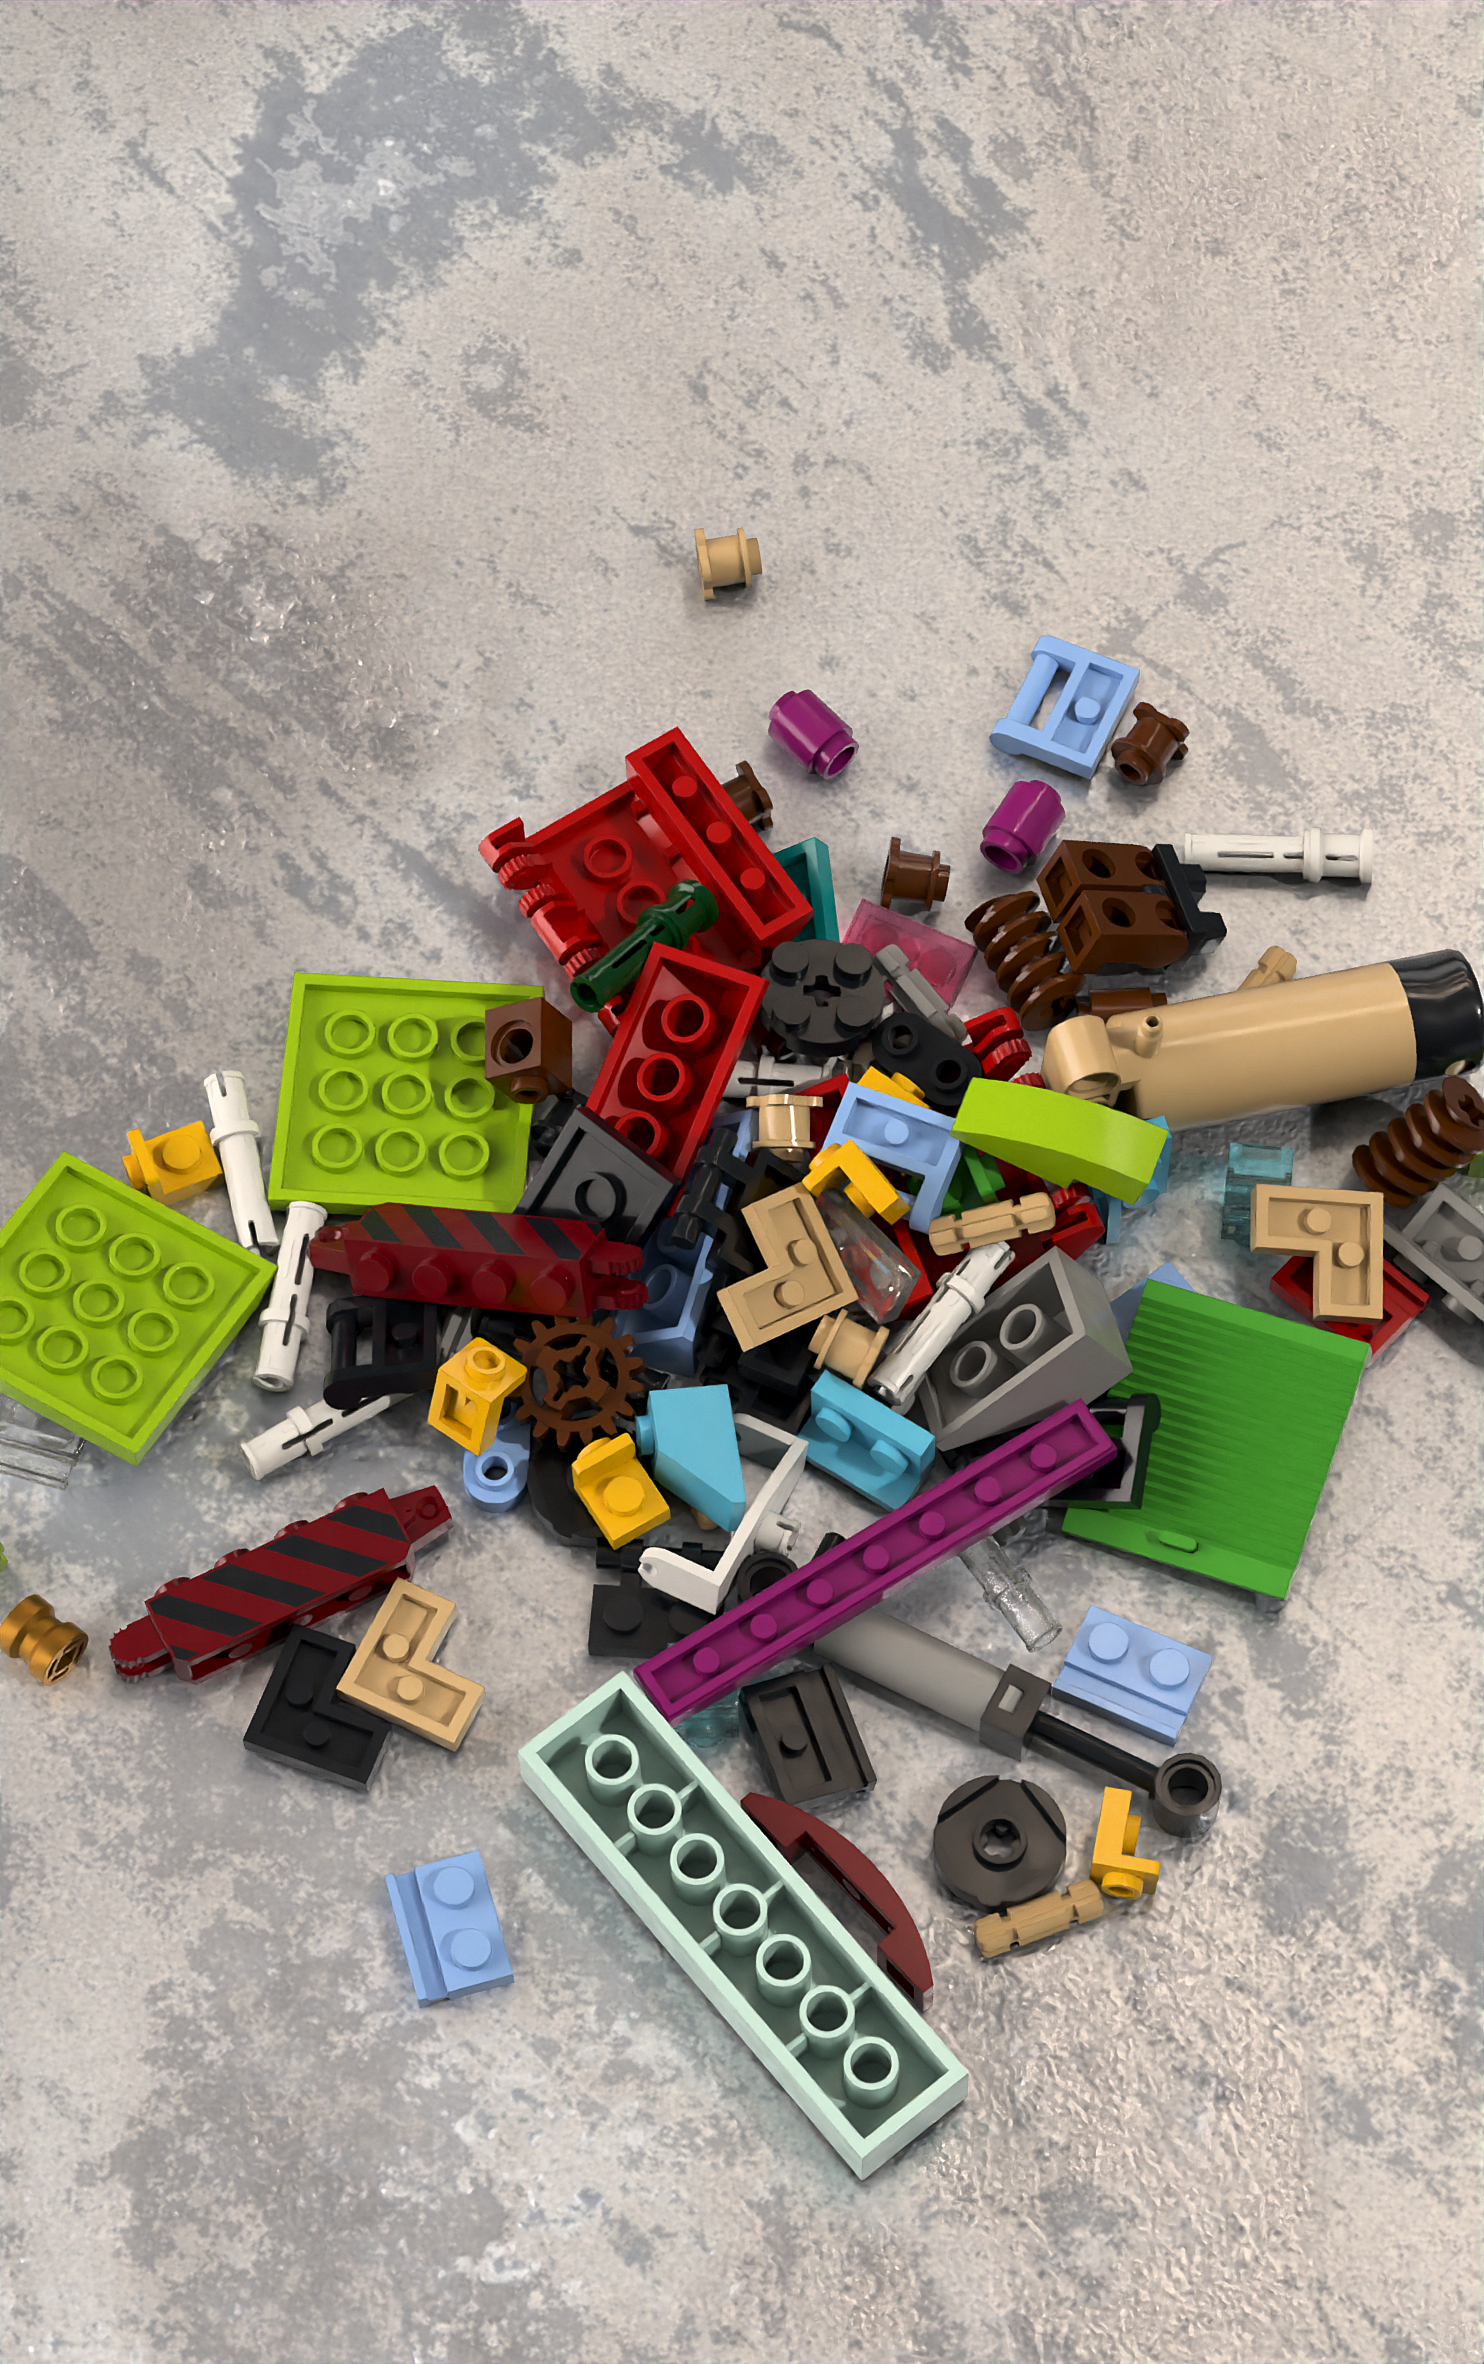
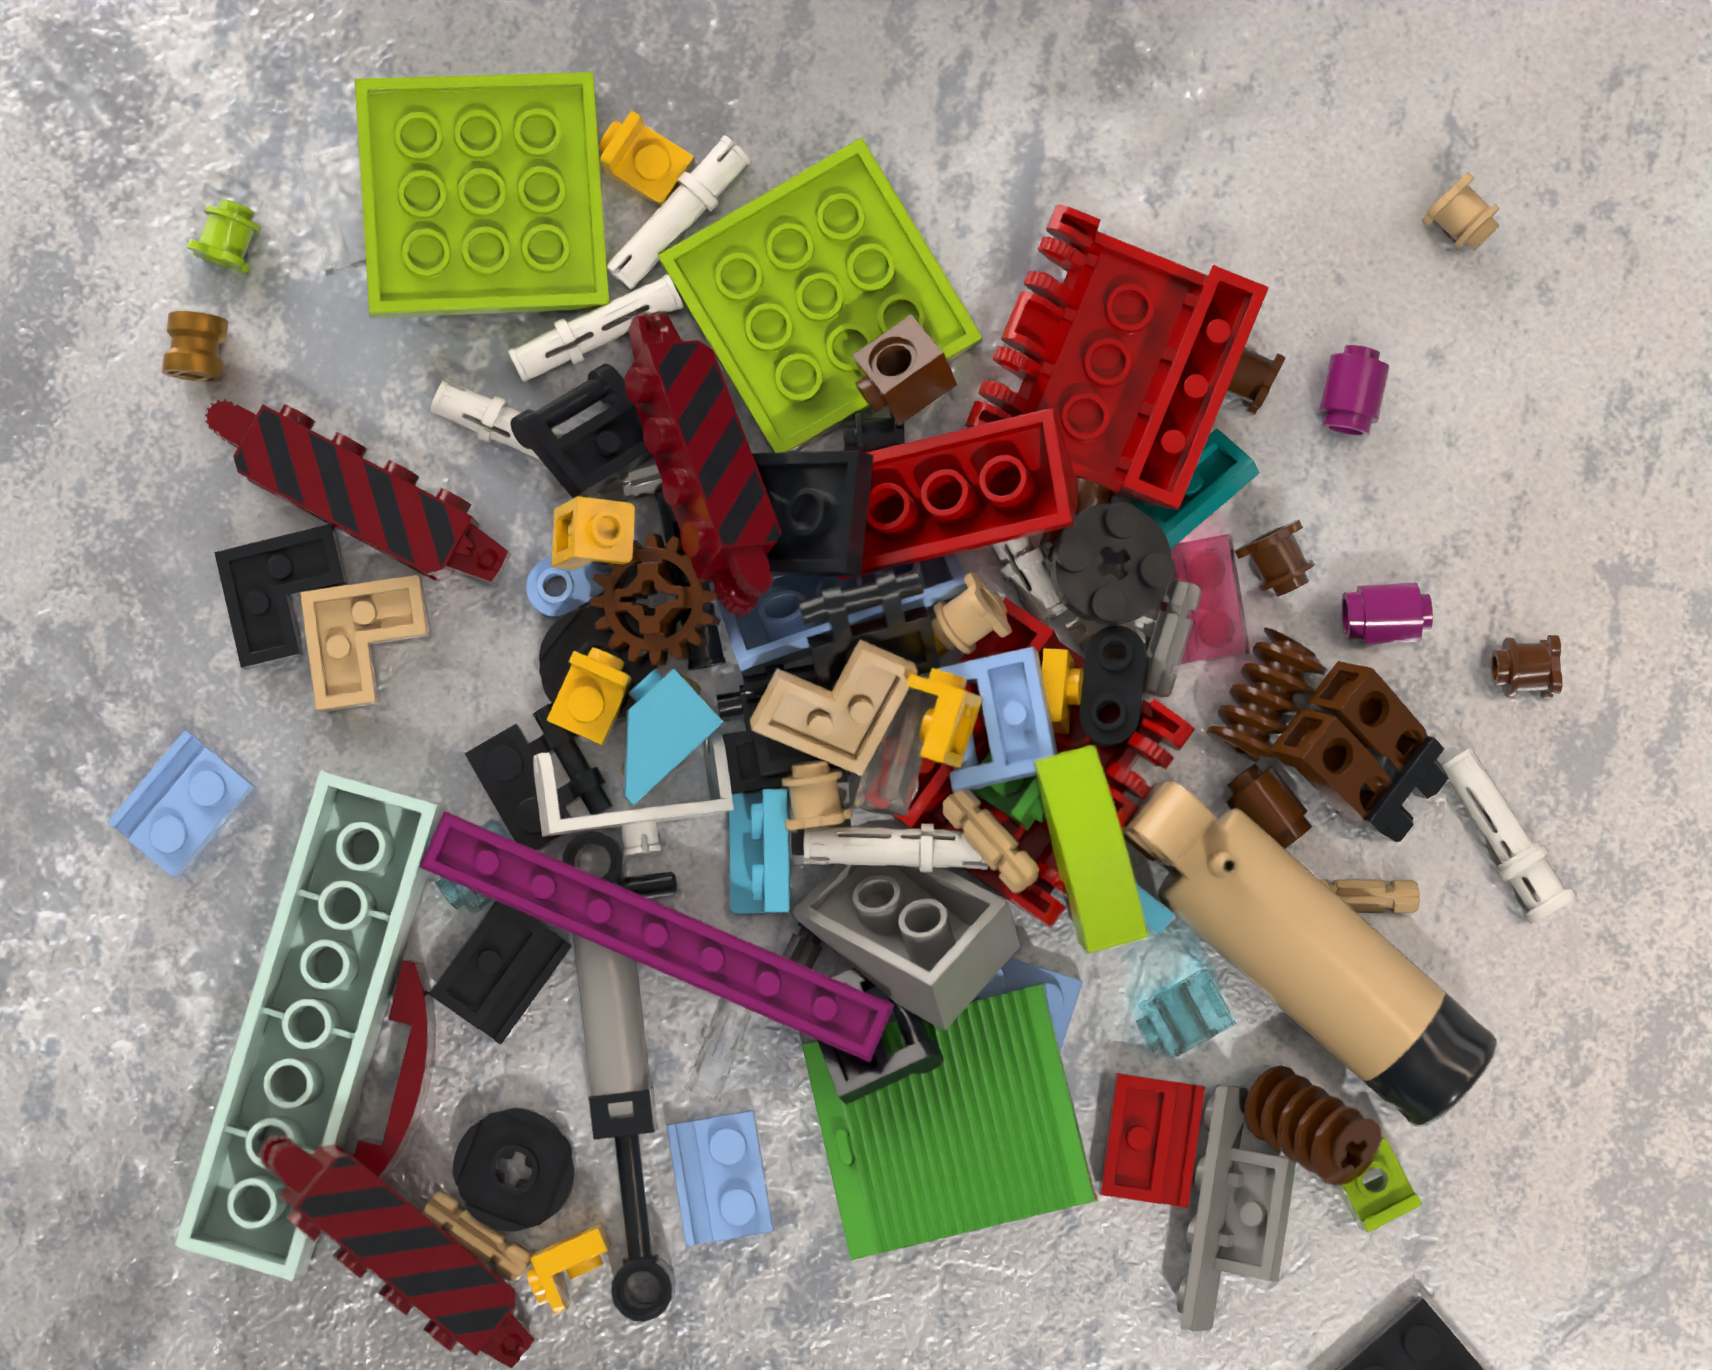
camera: 55 degrees right, 20 degrees up
(659, 923) = (1072, 401): dark green pin -> none
(1001, 1962) = (400, 1246): none -> dark red hinge
(1082, 715) = (1526, 593): light blue plate -> none
(1340, 1234) = (1181, 1108): tan plate -> none

